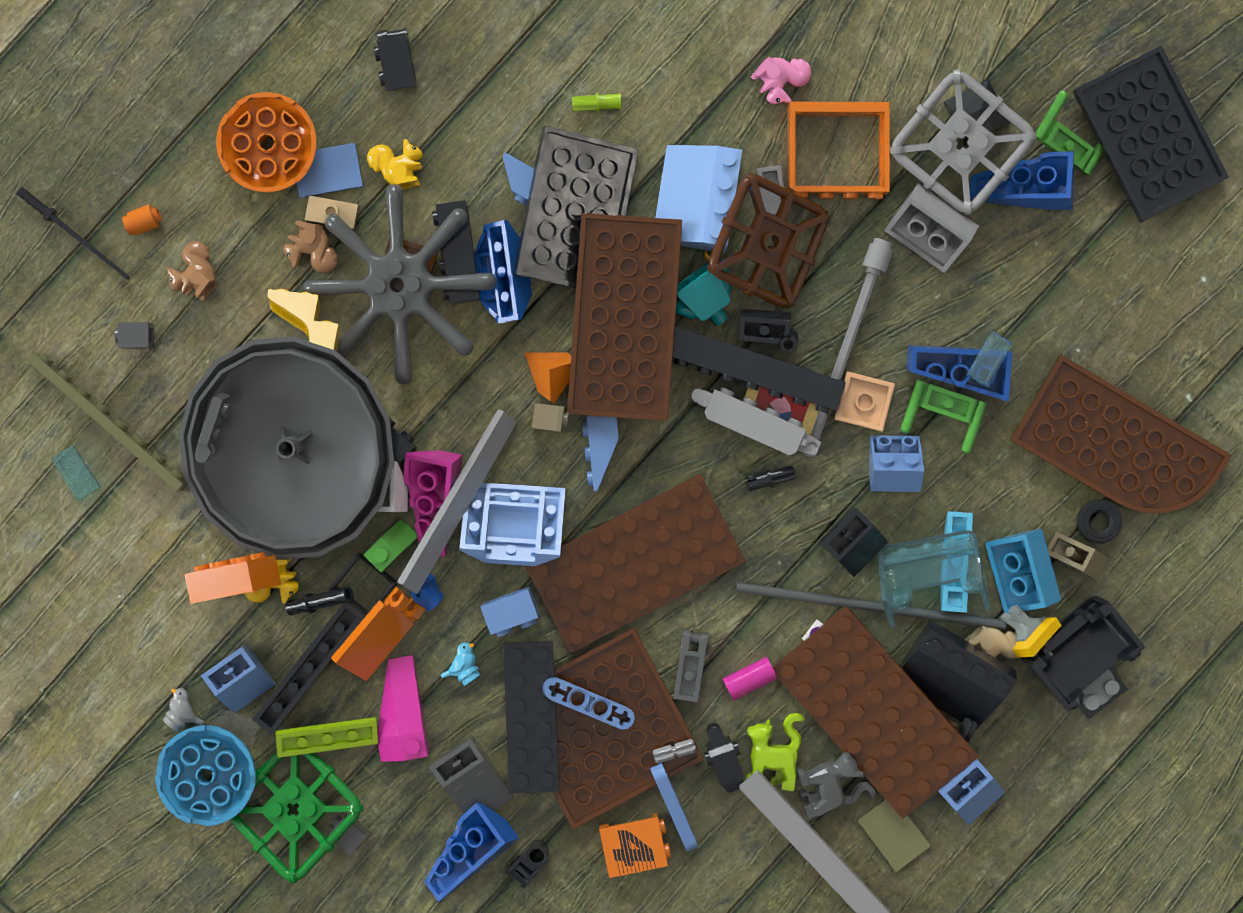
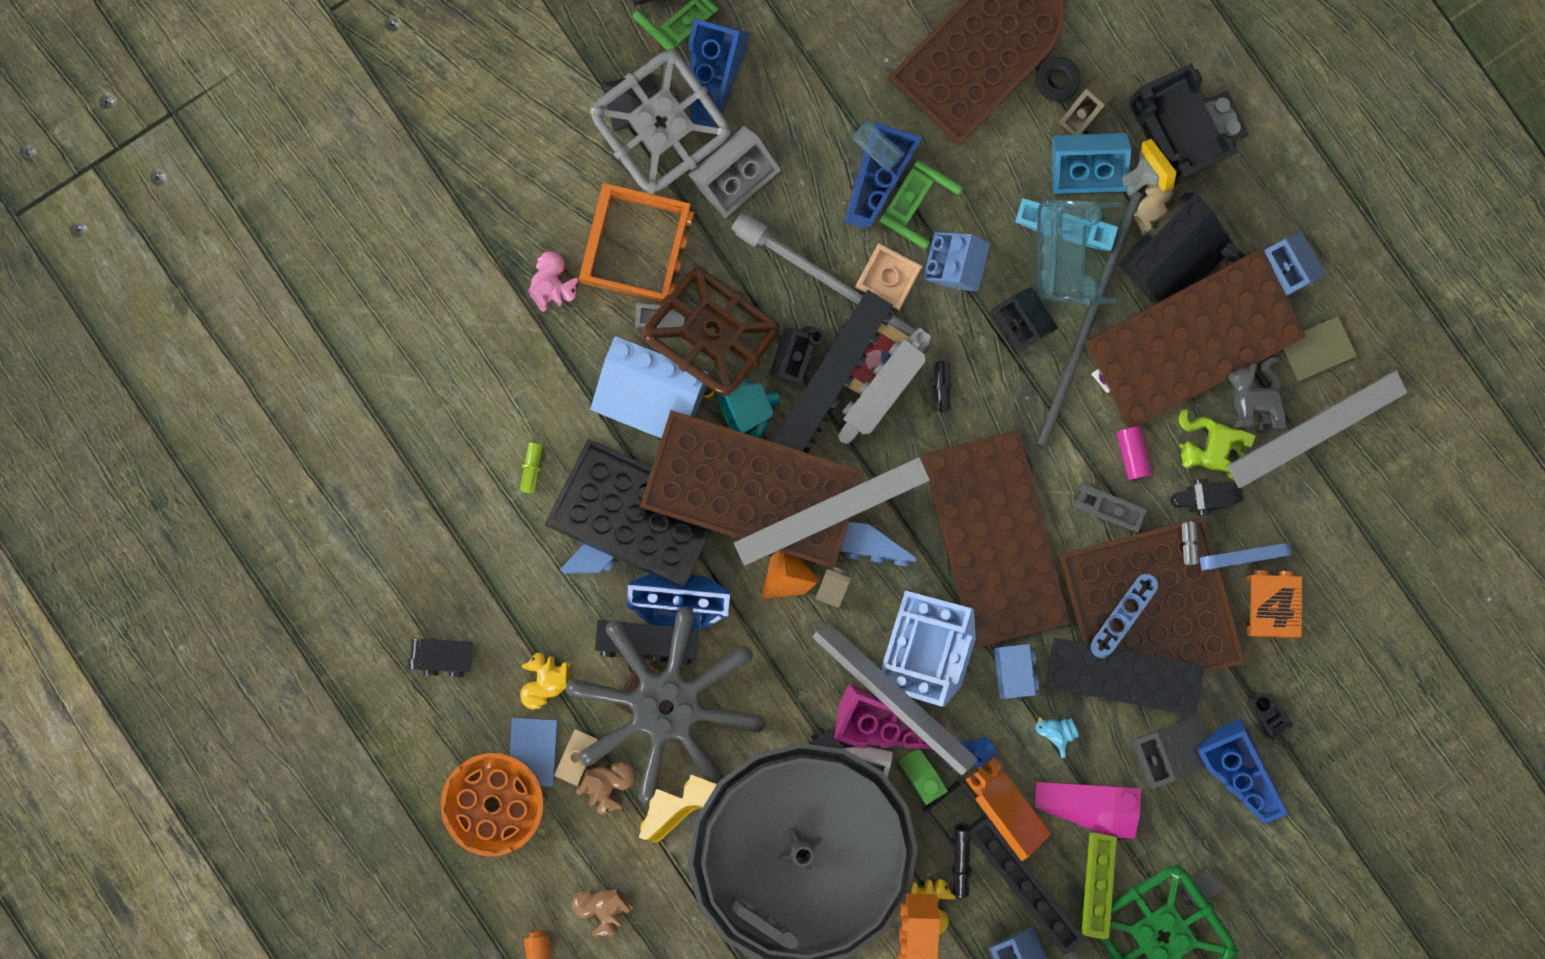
camera: 85 degrees left, 5 degrees down
(620, 398) = (831, 511): none -> light grey tile

